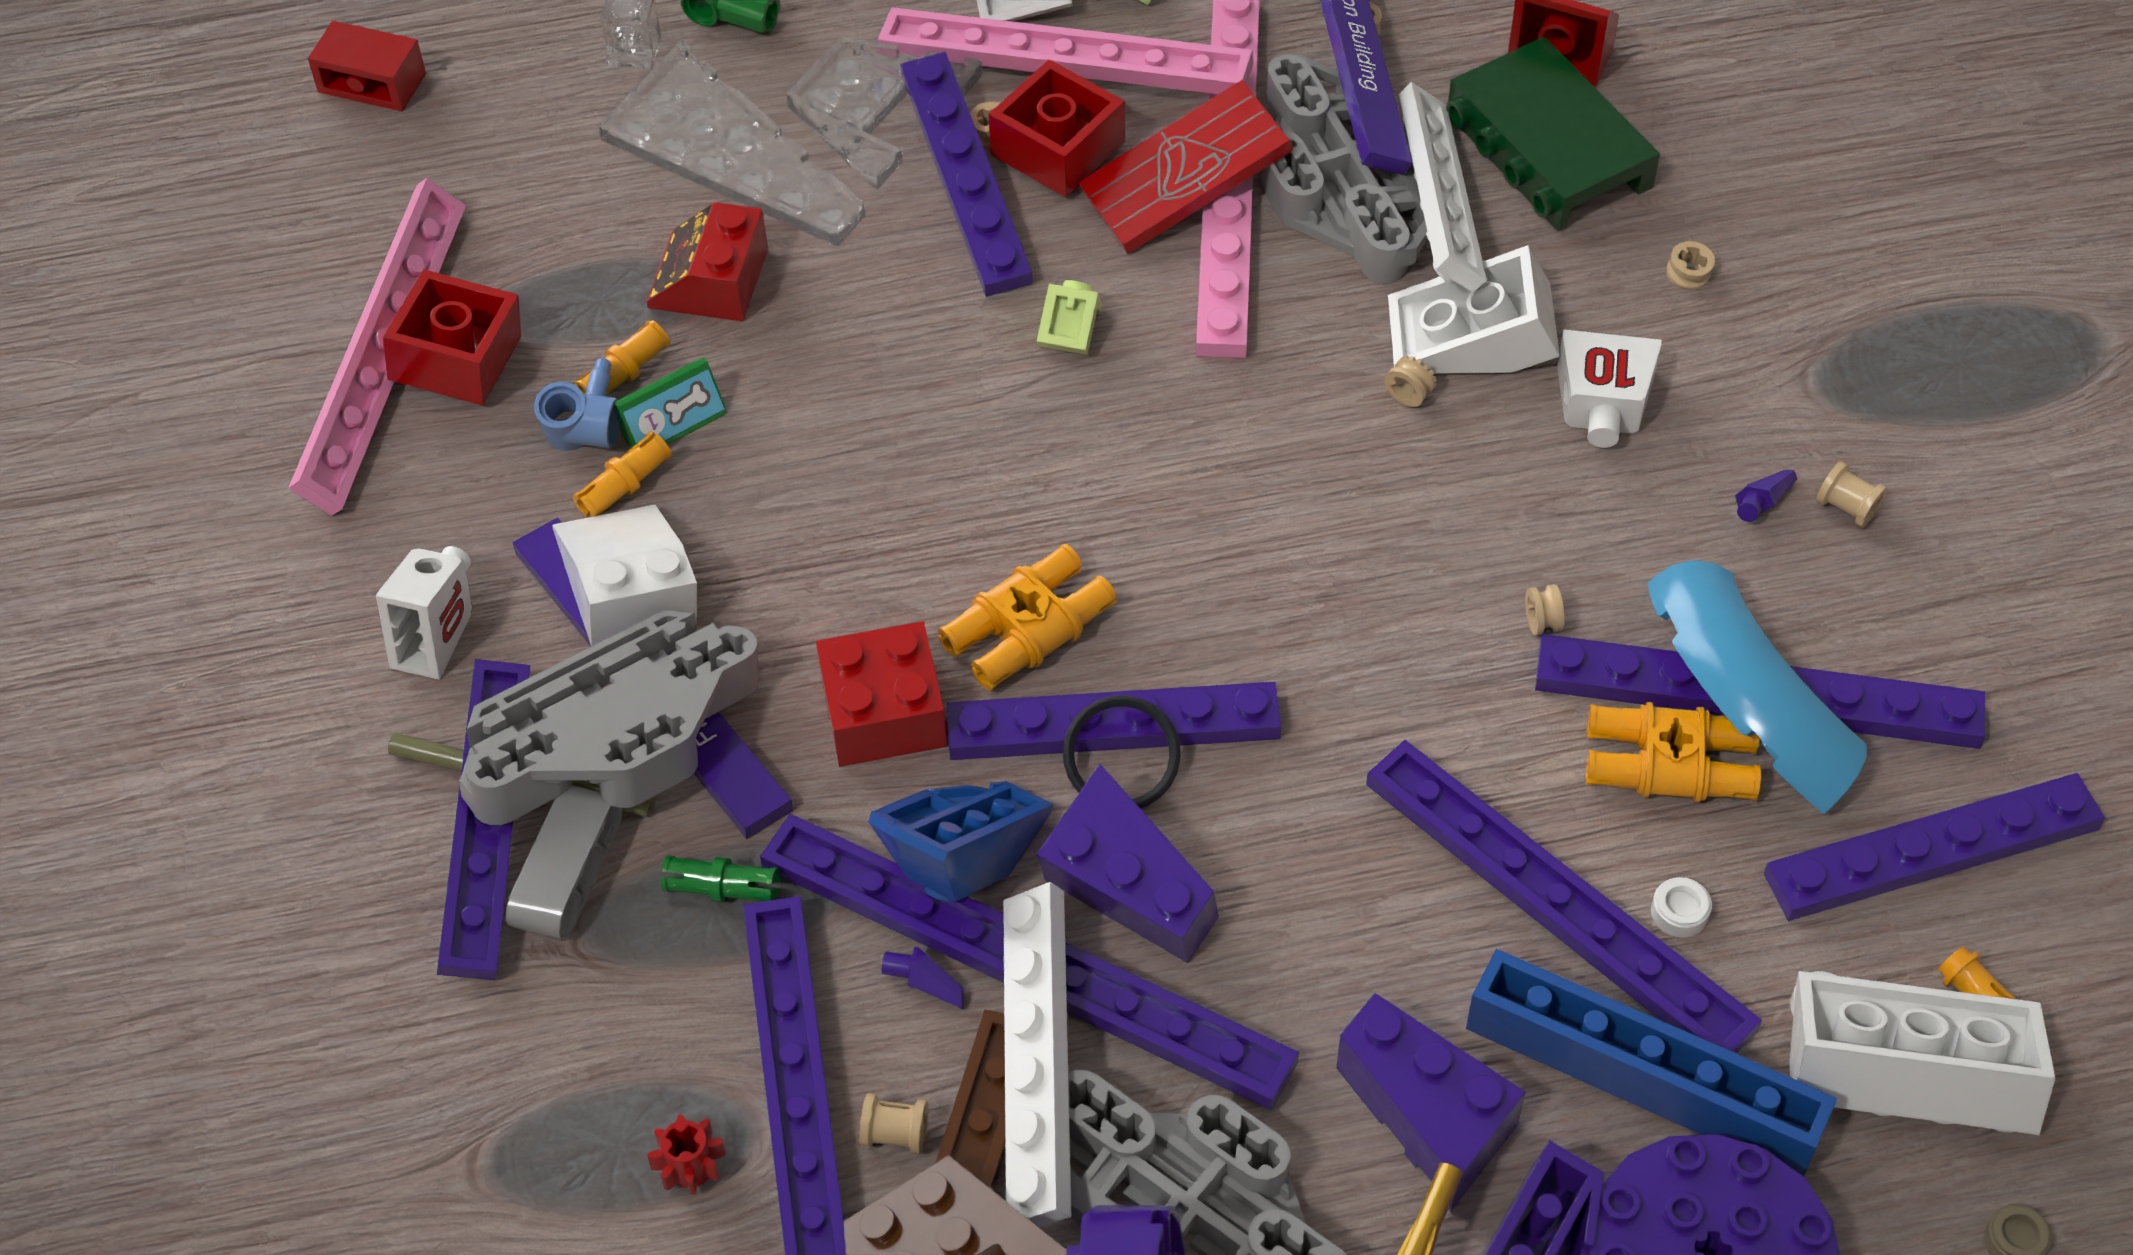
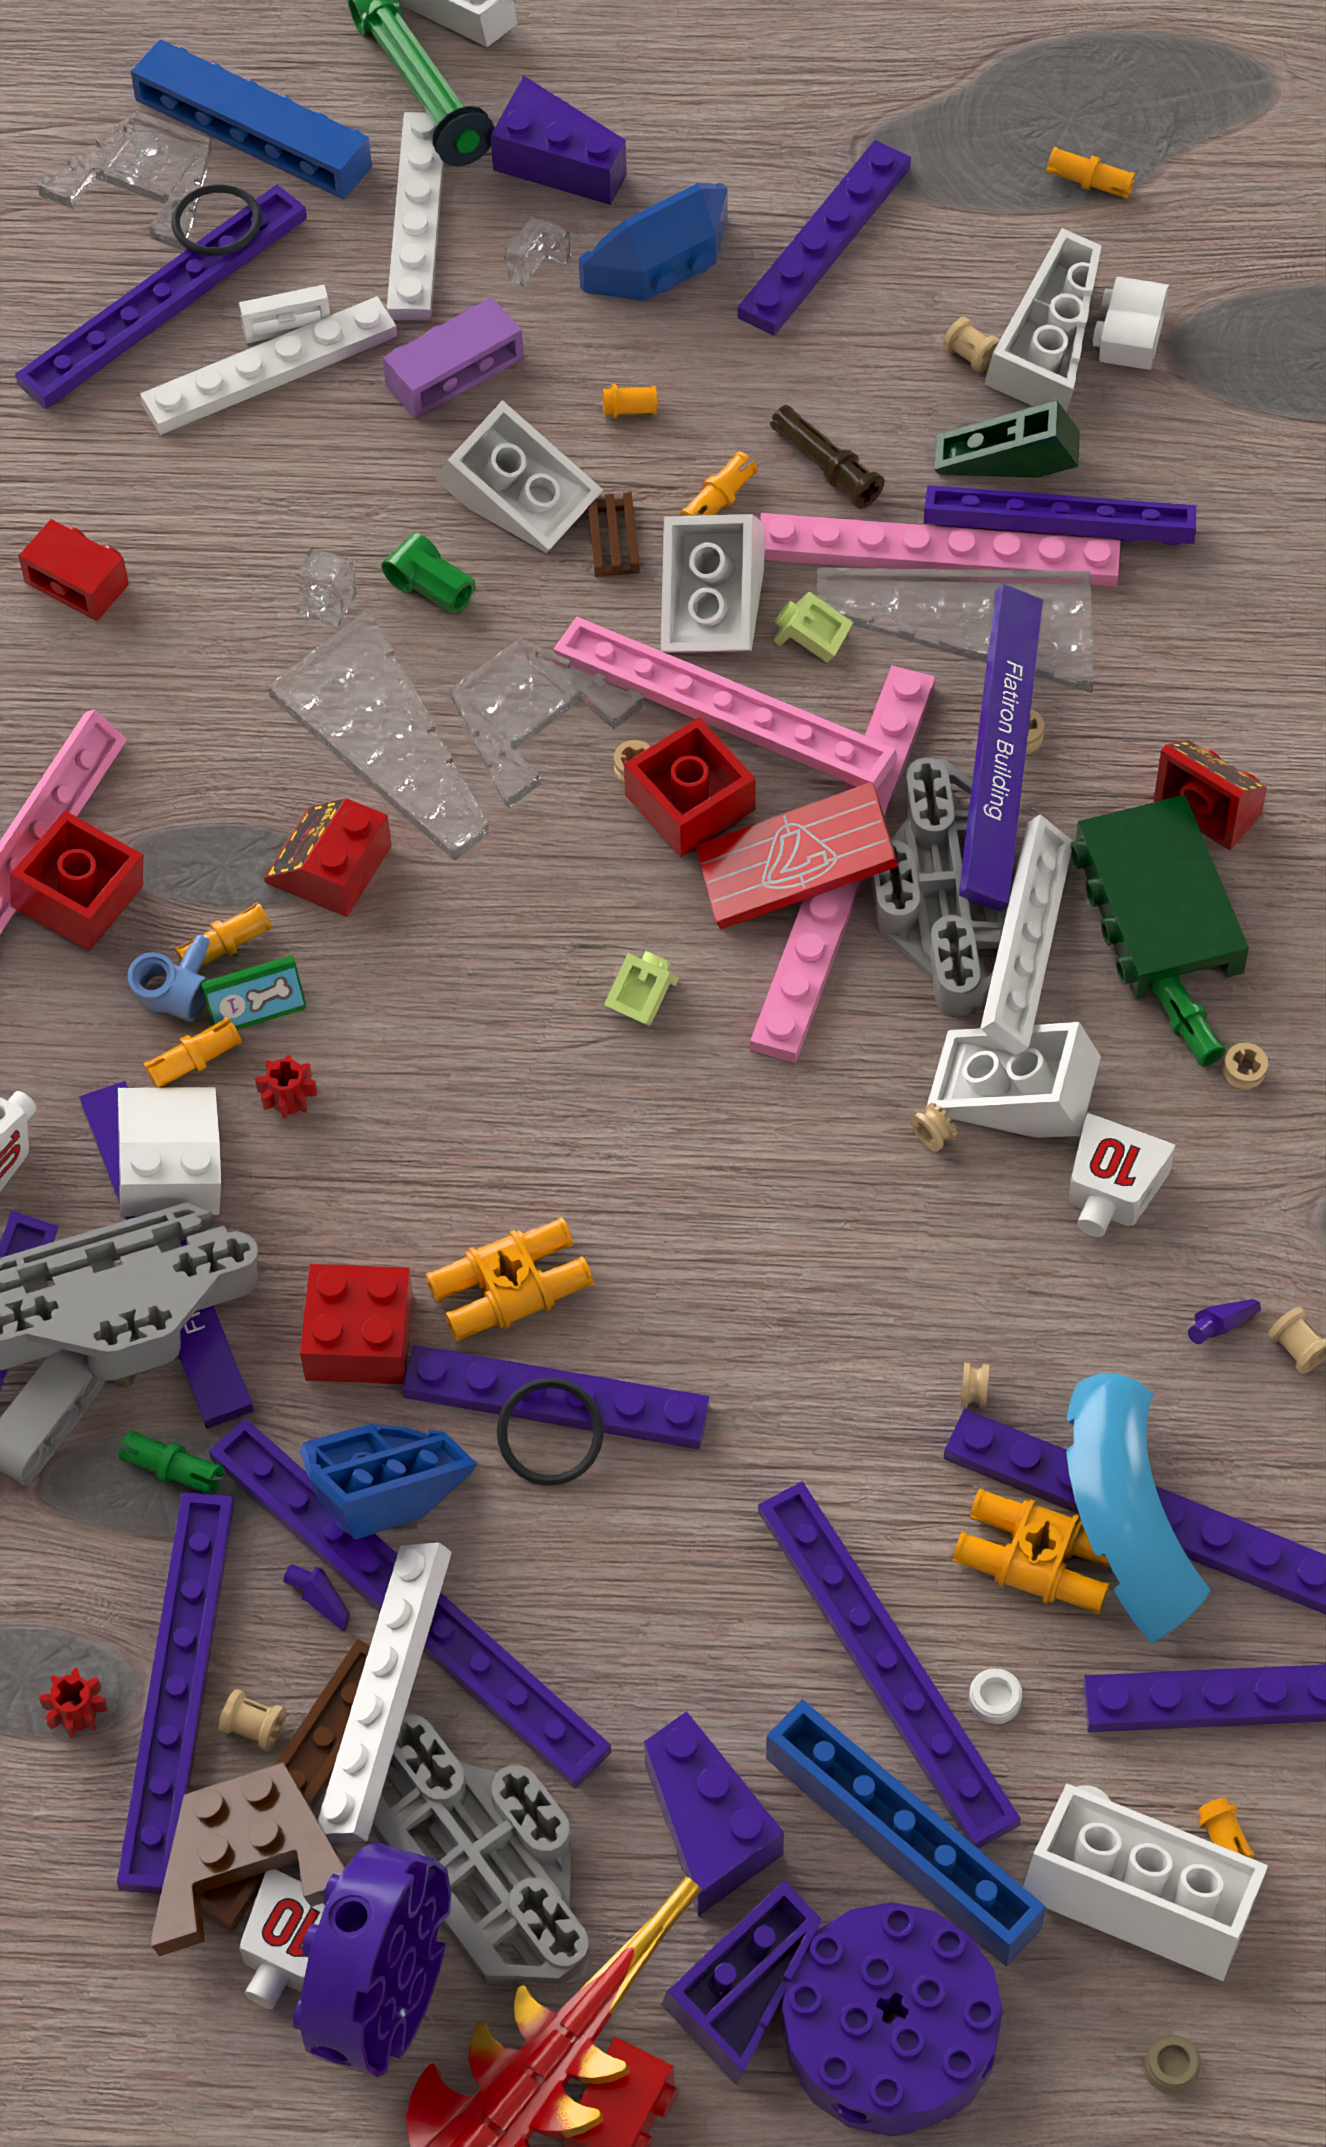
camera: 15 degrees right, 5 degrees up
(732, 484) = (286, 1086): none -> red gear
(966, 174) = (592, 813): dark purple plate -> none
(1128, 869) = (516, 1541): dark purple wedge -> none
(1642, 253) = (1188, 1020): none -> green pin

